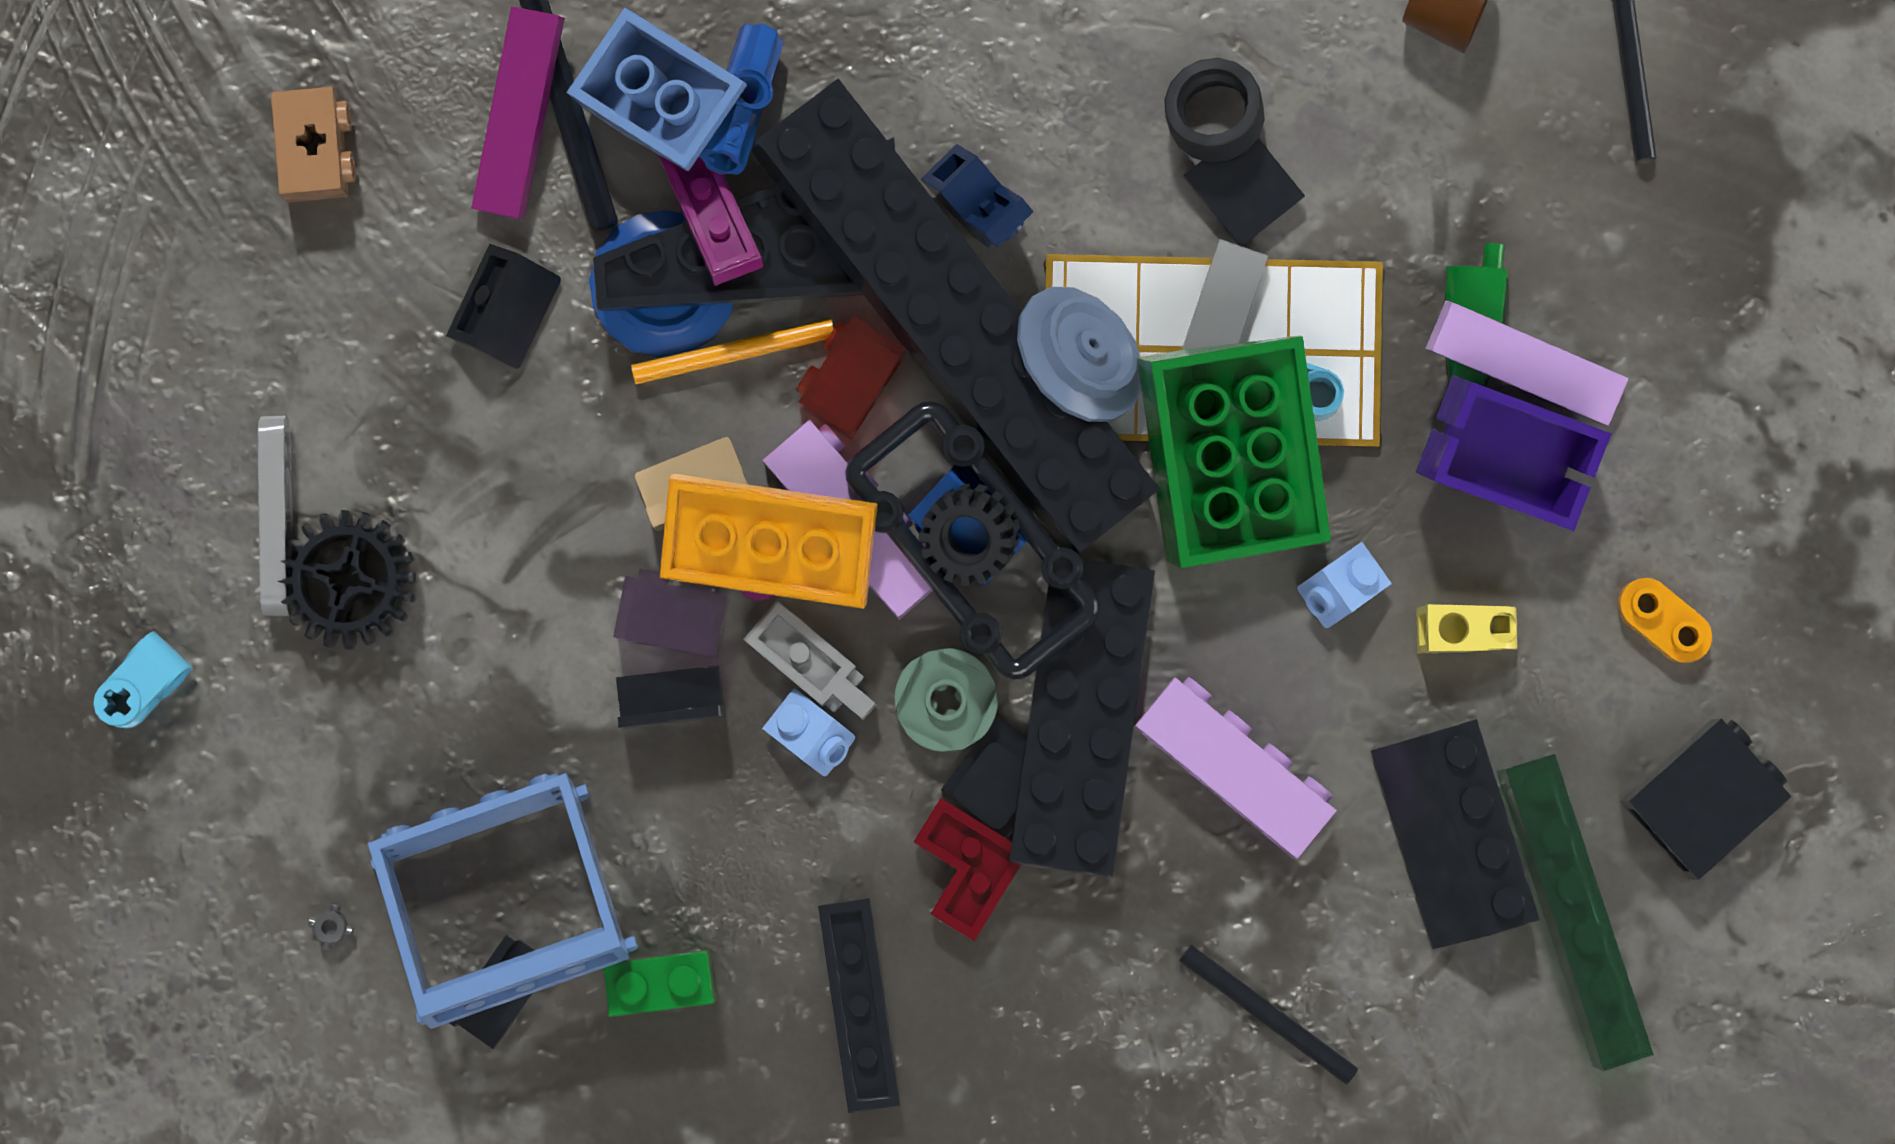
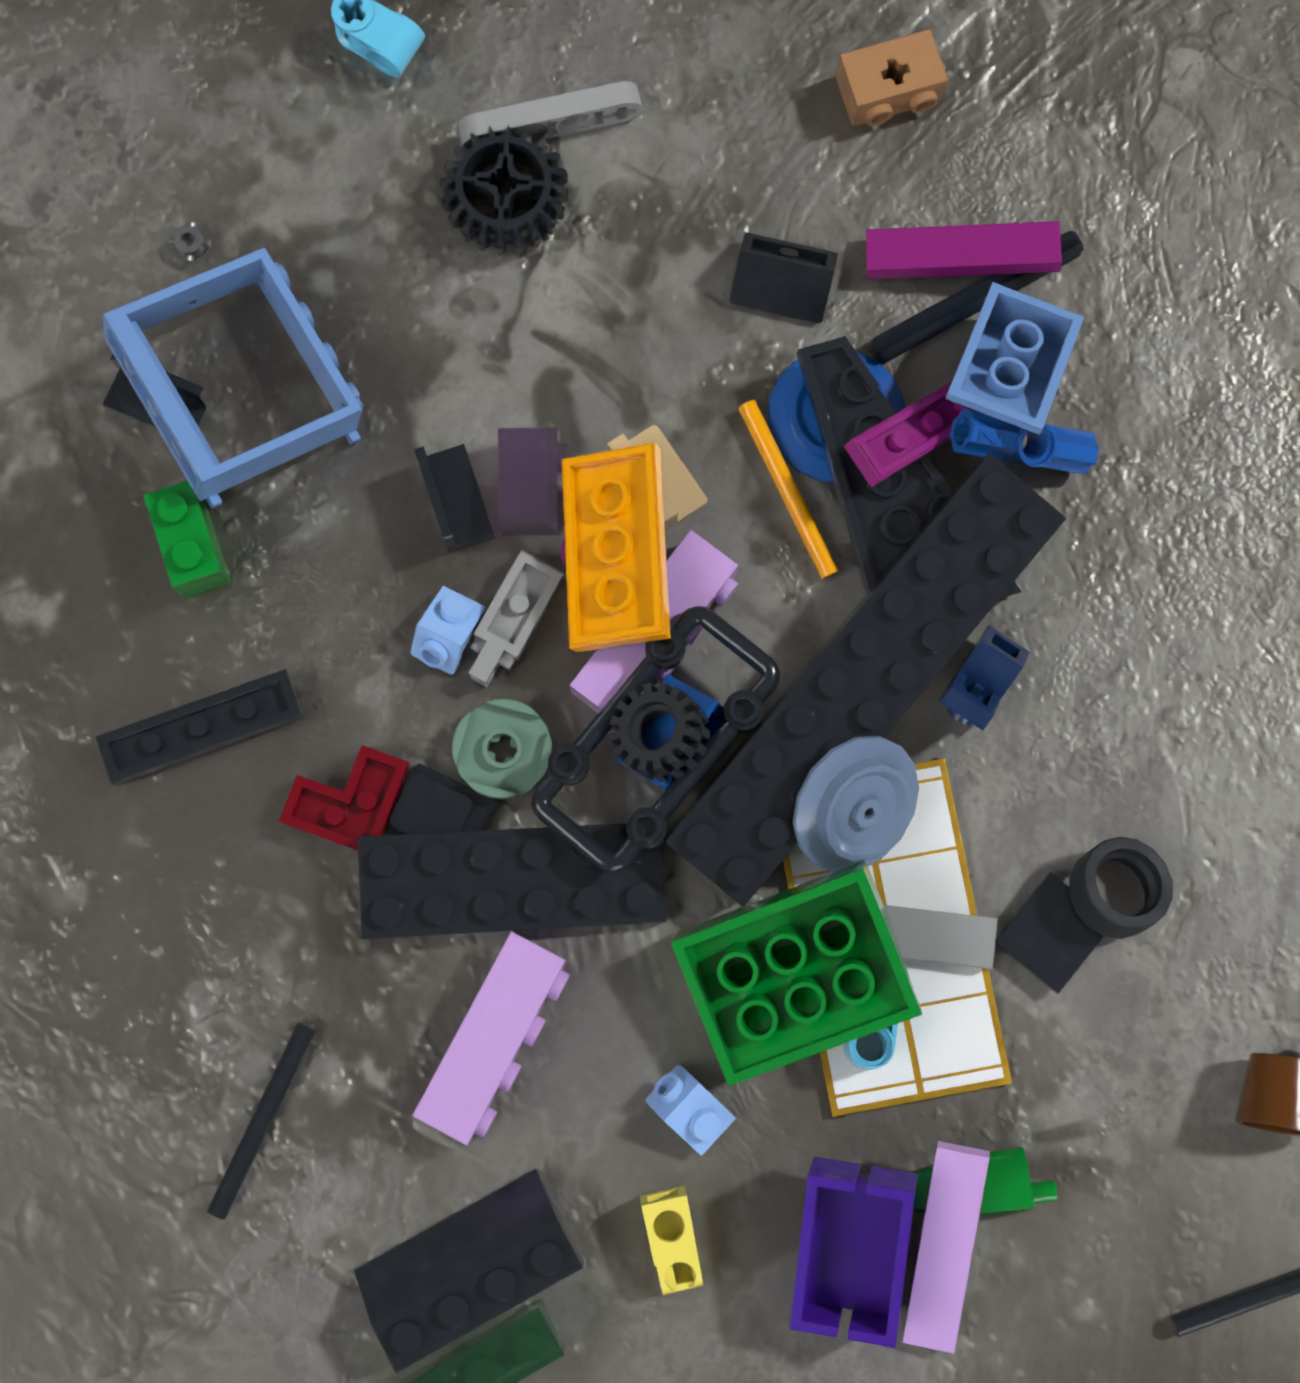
camera: 75 degrees right, 5 degrees down
(851, 376) = (788, 598): clear red brick -> none

